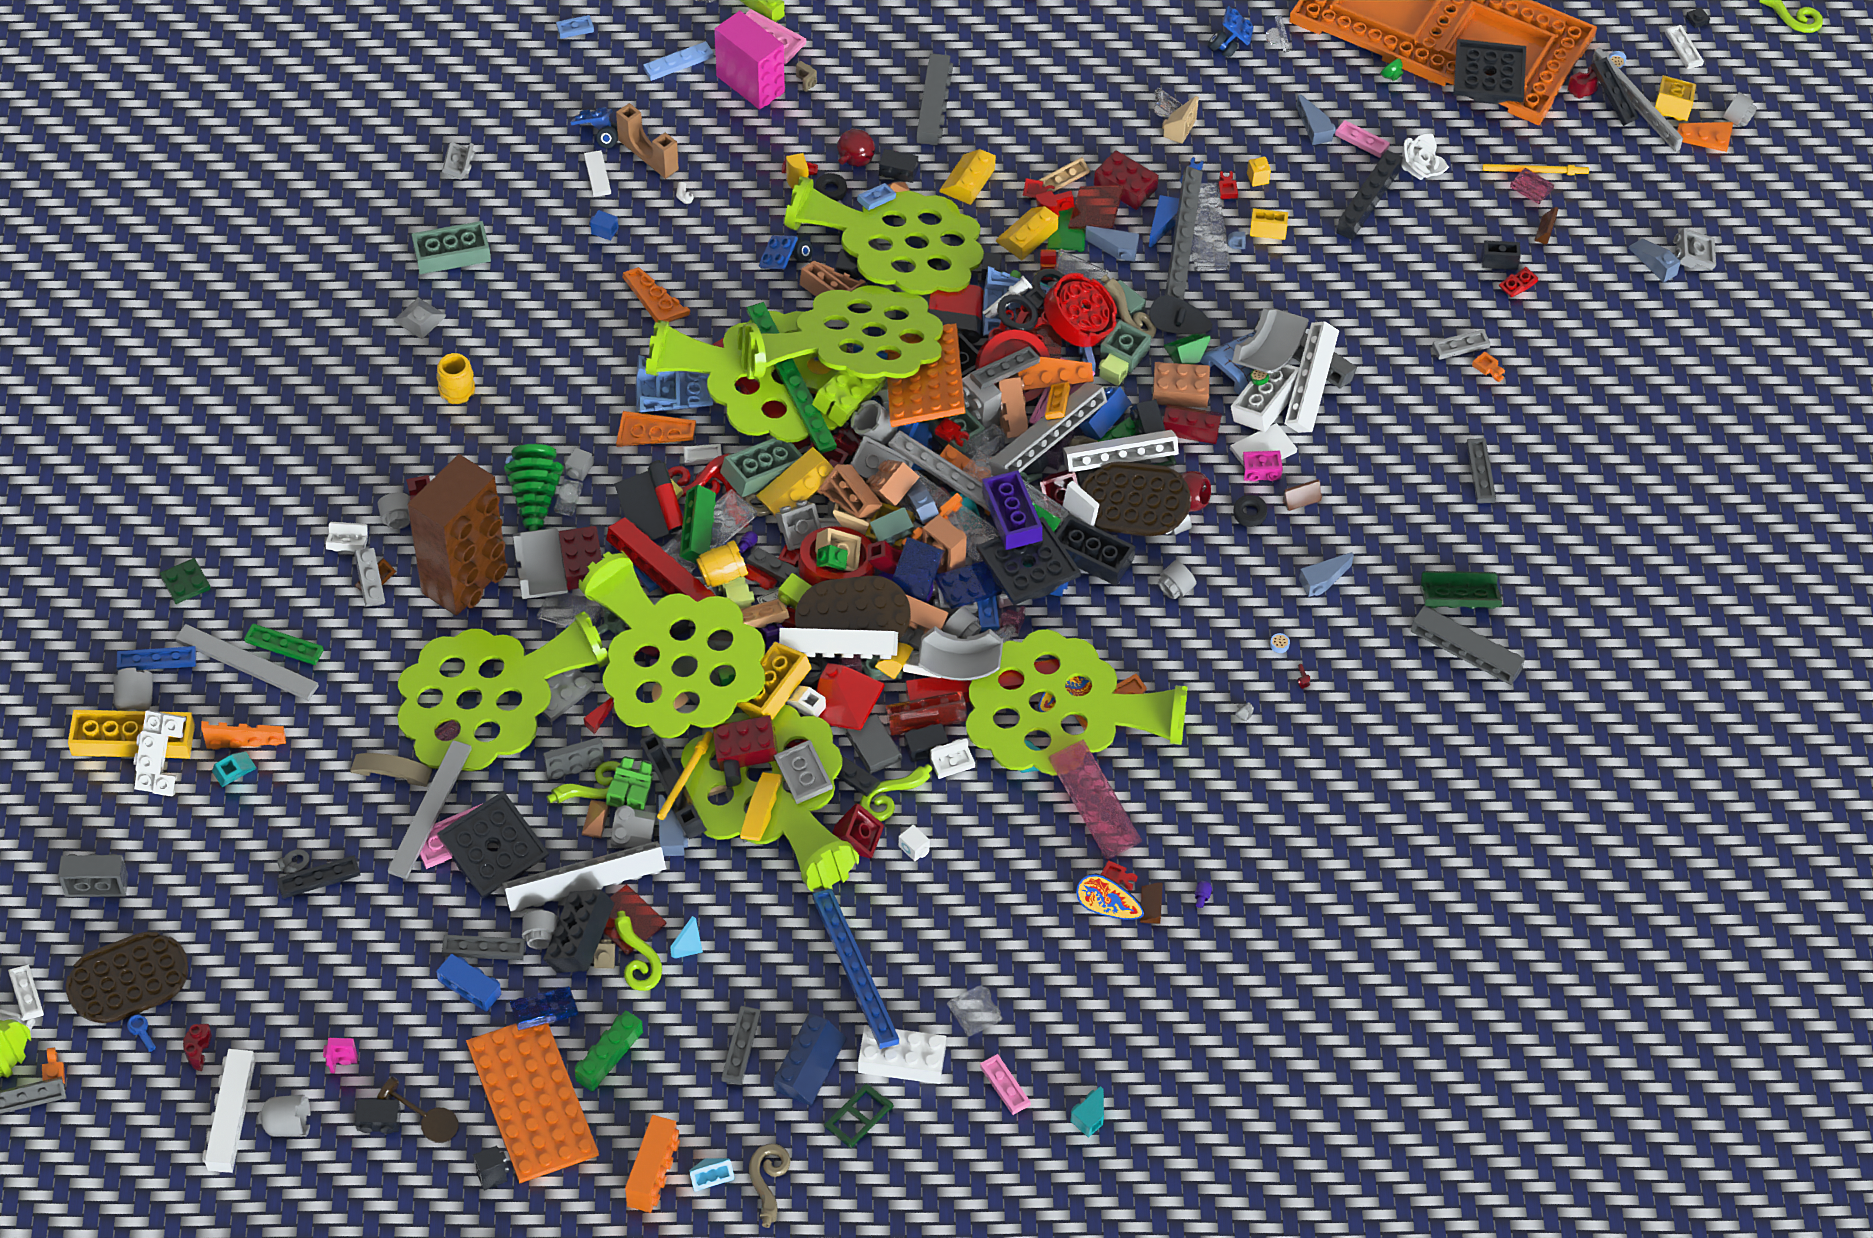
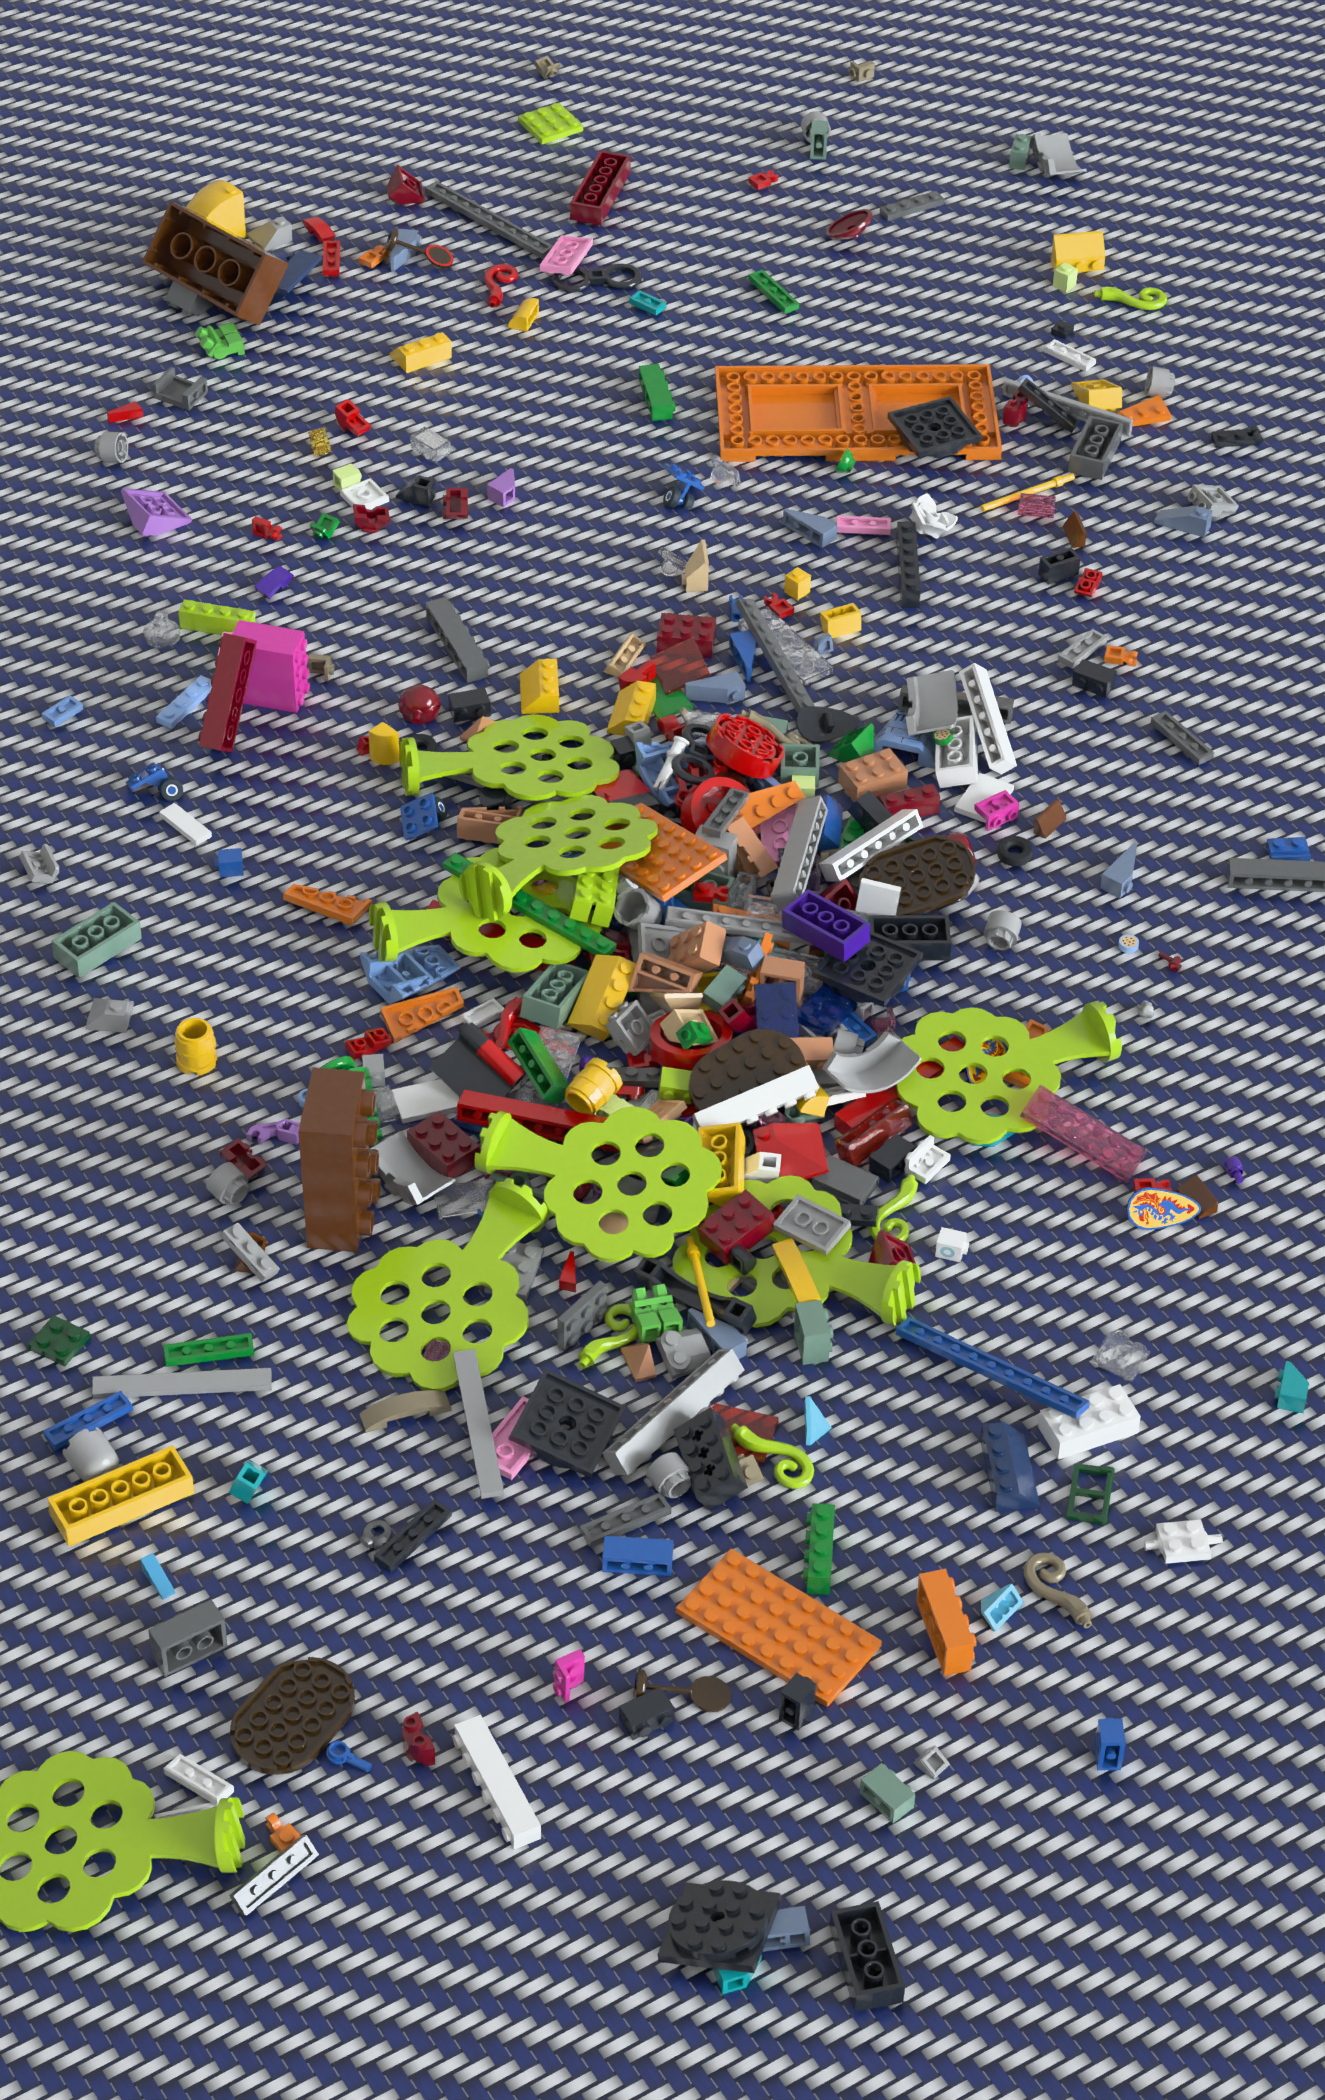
camera: 30 degrees left, 10 degrees down
(115, 808) = (156, 1576): none -> dark azure piece
(152, 752) = (163, 1496): white bracket -> none
(228, 736) = (228, 1450): orange wing -> none
(285, 1116) = (560, 1756): light grey cylinder -> none
(347, 536) = (196, 1228): white bracket -> none
(543, 1008) = (729, 1542): clear blue plate -> none
(597, 508) = (424, 1100): none -> white tile
(598, 438) = (372, 1042): none -> red slope
(659, 155) = (199, 778): medium nougat arch -> none
(682, 195) = (288, 810): white arm -> none
(692, 72) = (227, 692): none -> dark red brick
(740, 864) = (812, 1332): none -> sand green brick
(741, 1045) = (936, 1486): dark grey plate -> none
(876, 196) = (476, 733): medium blue plate -> none
(899, 1196) = (1183, 1541): none -> white plate
(1005, 1084) = (1198, 1403): bright pink plate -> none
(1010, 258) = (638, 732): none -> light grey brick
(1034, 187) = (609, 674): red plate -> none
(1057, 401) = (789, 824): light orange tile -> none
(1447, 378) = (1094, 678): none -> black brick
(1460, 589) = (1246, 834): dark green bracket -> none
(1491, 622) = (1288, 849): none -> blue plate
(1627, 151) = (1095, 447): none -> dark grey brick
(1772, 196) = (1237, 437): none -> black plate

